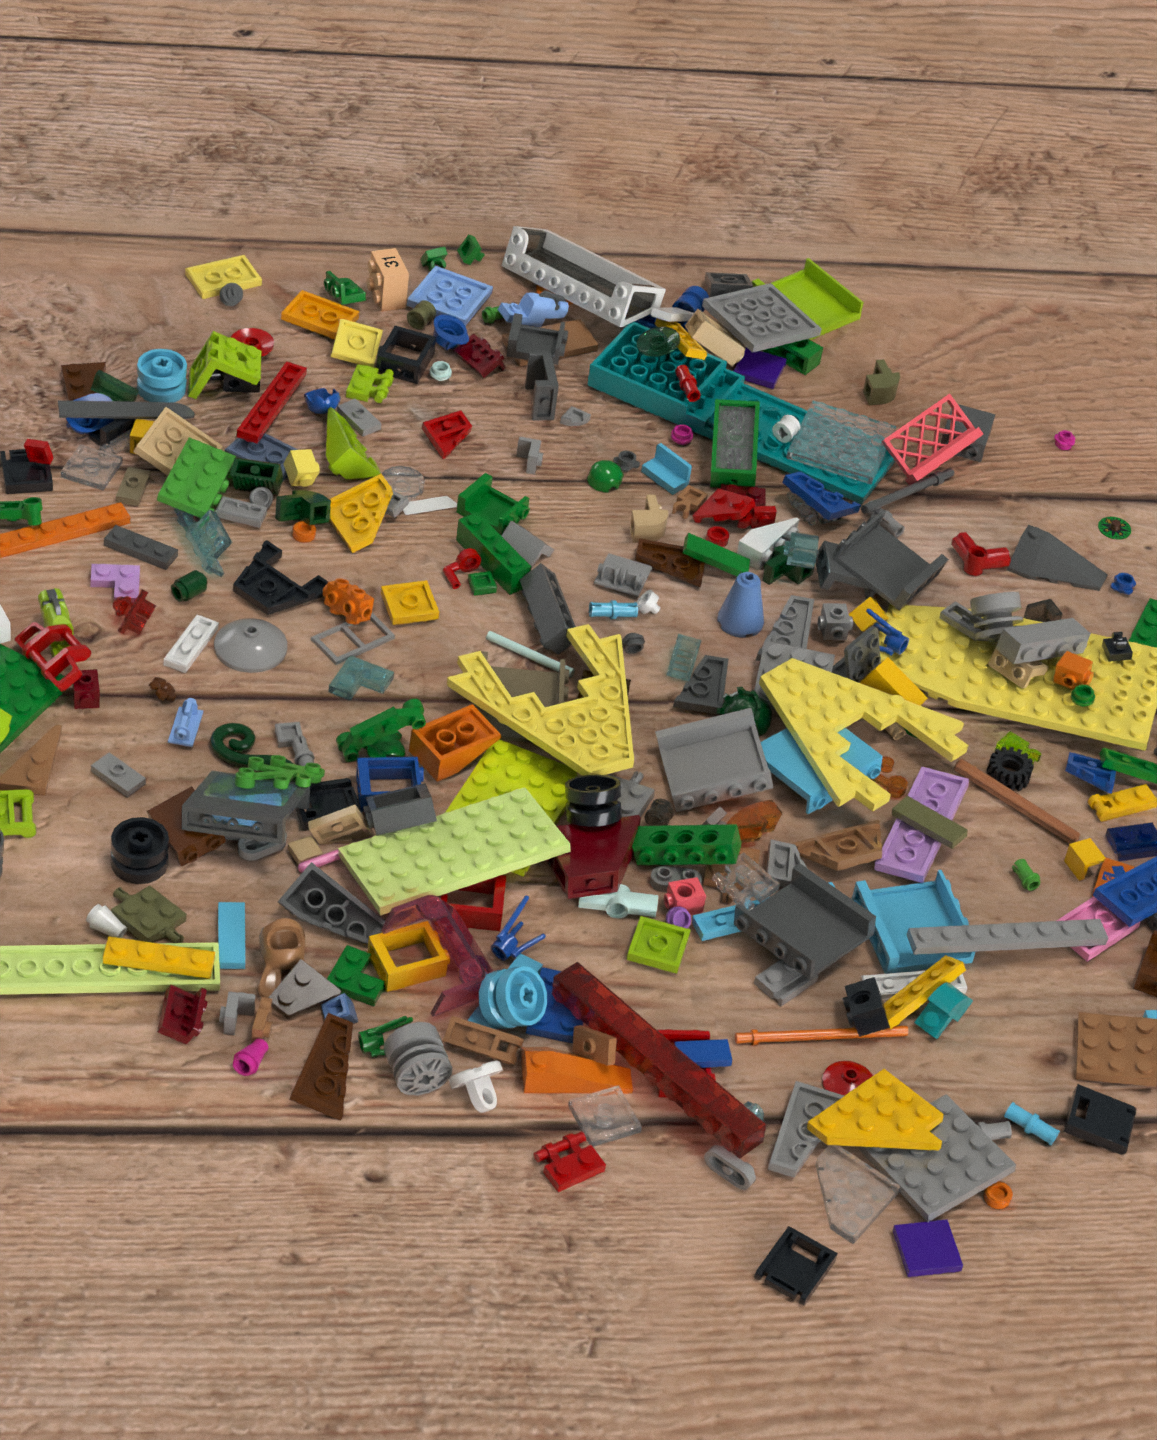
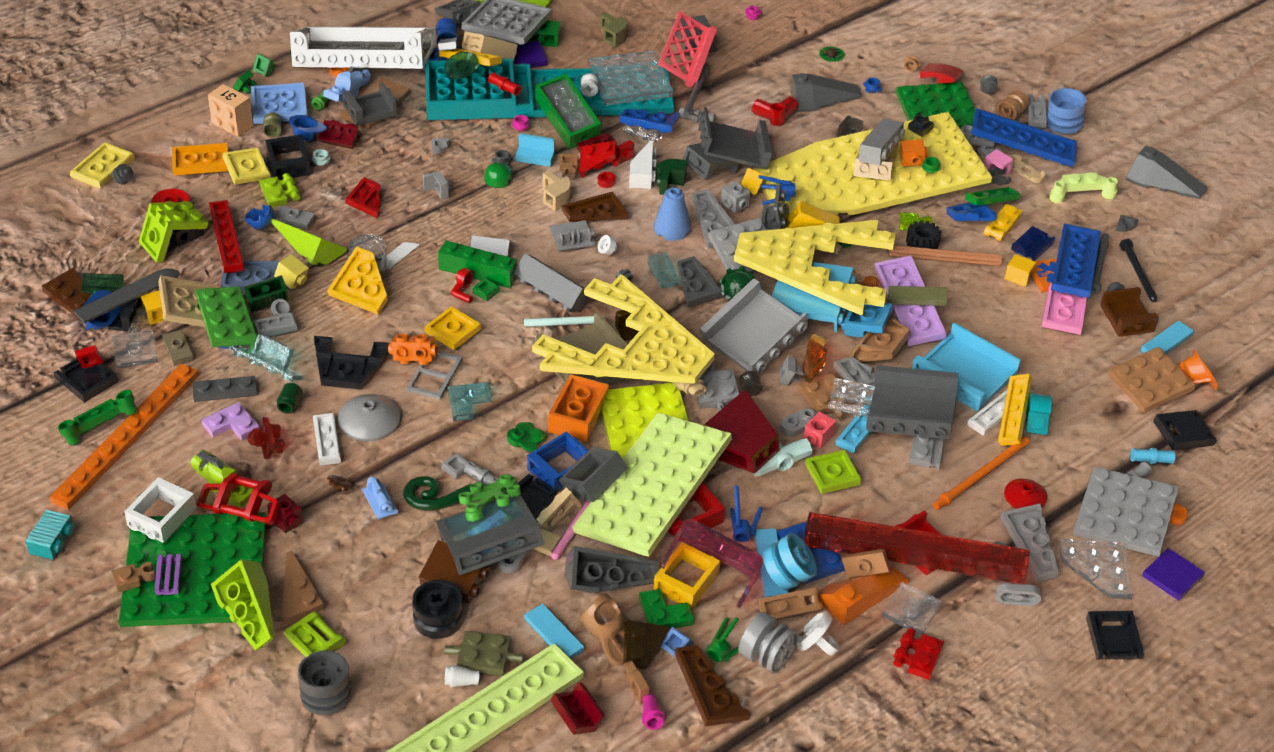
camera: 30 degrees left, 0 degrees up
(118, 774) = (364, 563): light grey plate -> none
(159, 957) = (526, 679): yellow plate -> none
(161, 376) = (128, 256): medium azure wheel -> none
(237, 1003) = (609, 685): light grey bracket -> none
(303, 505) = (320, 297): dark green brick -> none
(303, 532) = (331, 317): orange tile -> none
(343, 289) = (201, 132): green bracket -> none
(380, 726) = (520, 432): green plate -> none
(491, 504) = (436, 232): green panel -> none
(543, 379) = (406, 130): dark grey panel -> none
(593, 800) = (713, 396): black wheel -> none
(613, 609) = (589, 262): medium azure pin -> none
(678, 916) = (828, 445): medium lavender plate -> none
(687, 844) = (796, 392): green brick -> none
(707, 1052) = (935, 523): blue tile -> none
(715, 555) = (622, 191): green tile -> none
(801, 550) = (678, 158): clear light blue brick -> none
(849, 818) = (873, 320): none -> dark azure plate
(865, 1007) = (997, 437): black brick -> none
(879, 1115) = (1075, 504): yellow wing -> none
(961, 619) = (814, 155): light grey tile -> none
(997, 614) = (841, 139): light grey wheel -> none
(1006, 936) = (1031, 344): light grey plate -> none
(1029, 879) = (997, 299): bright green pin -> none

